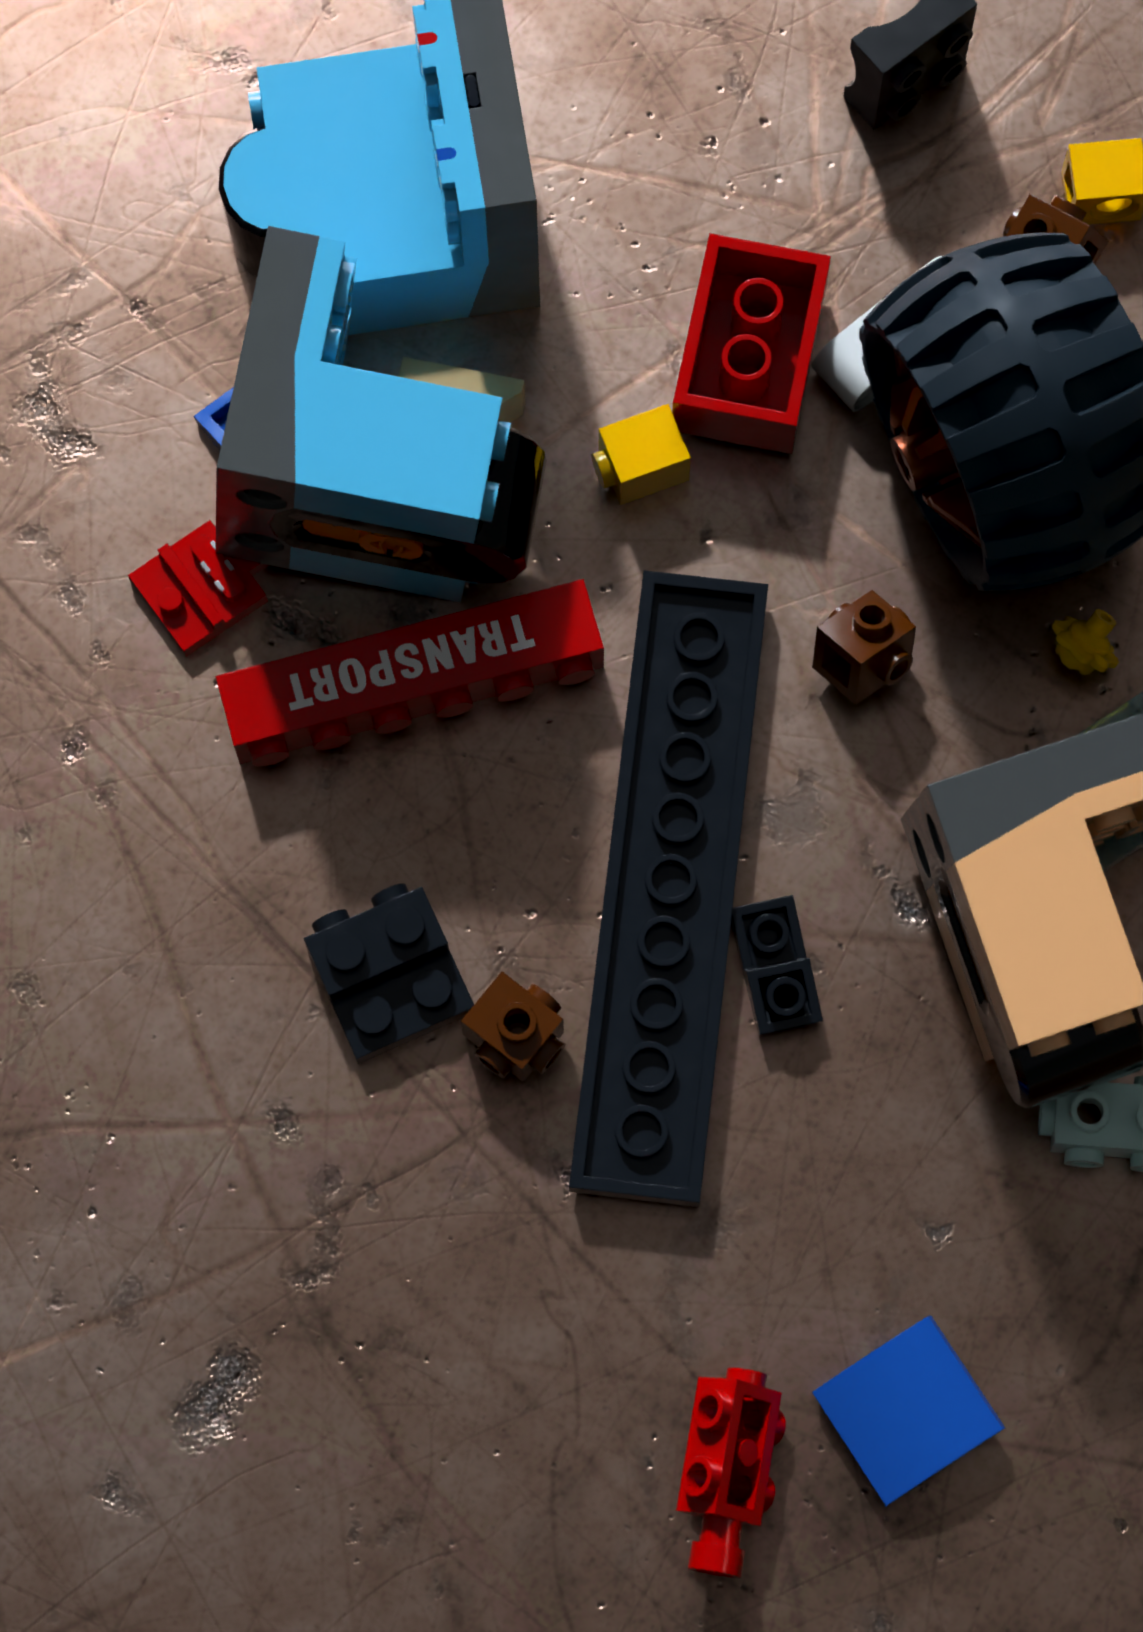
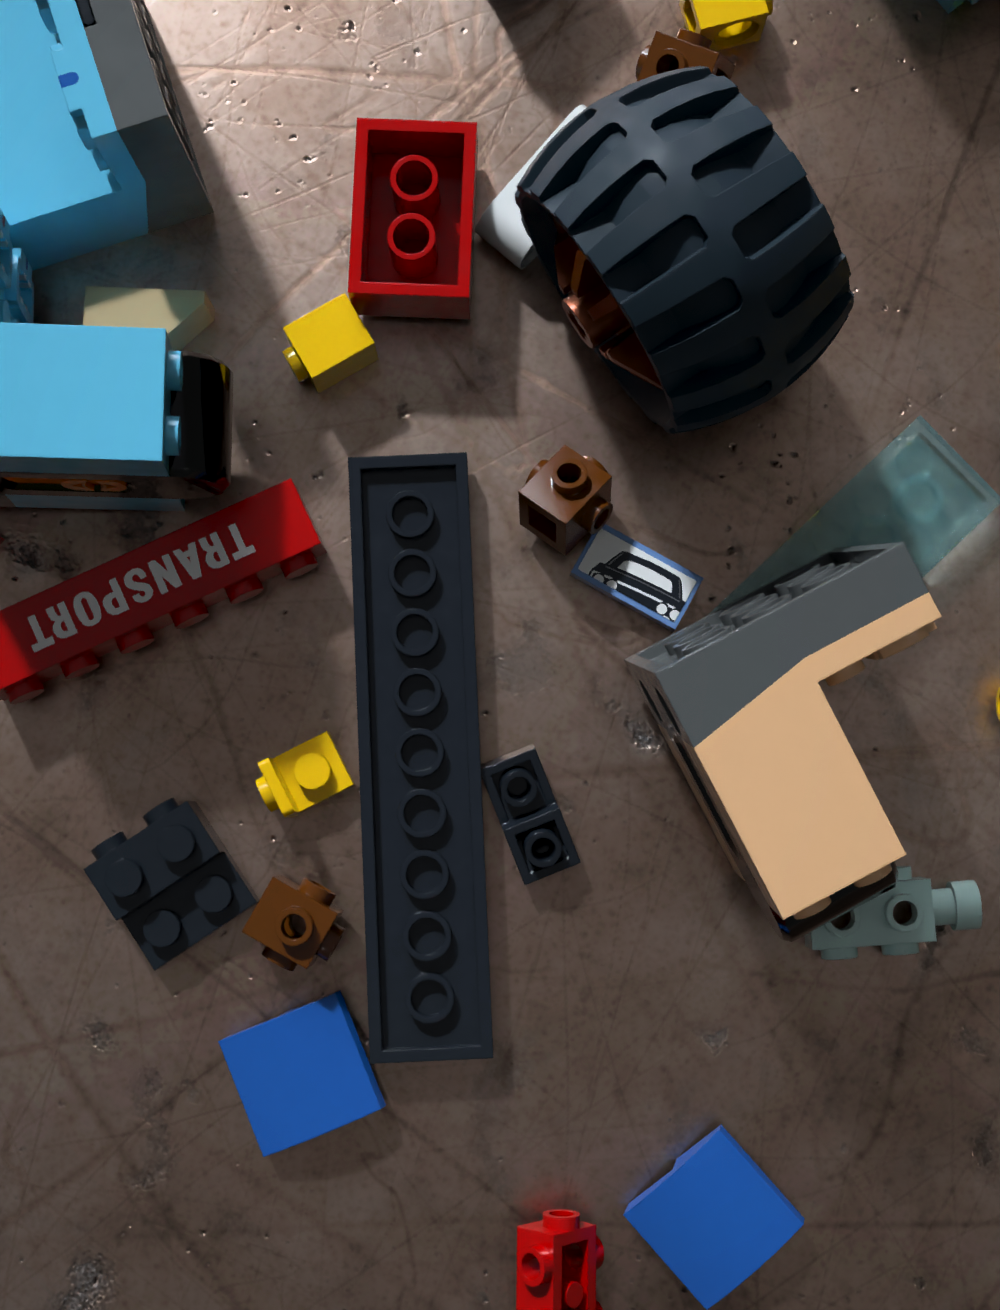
camera: 10 degrees left, 10 degrees up
(494, 1189) = (302, 1074): none -> blue slope
(545, 888) = (303, 776): none -> yellow bracket
(923, 735) = (636, 577): none -> tile
(1085, 643) = (770, 461): yellow plant -> none

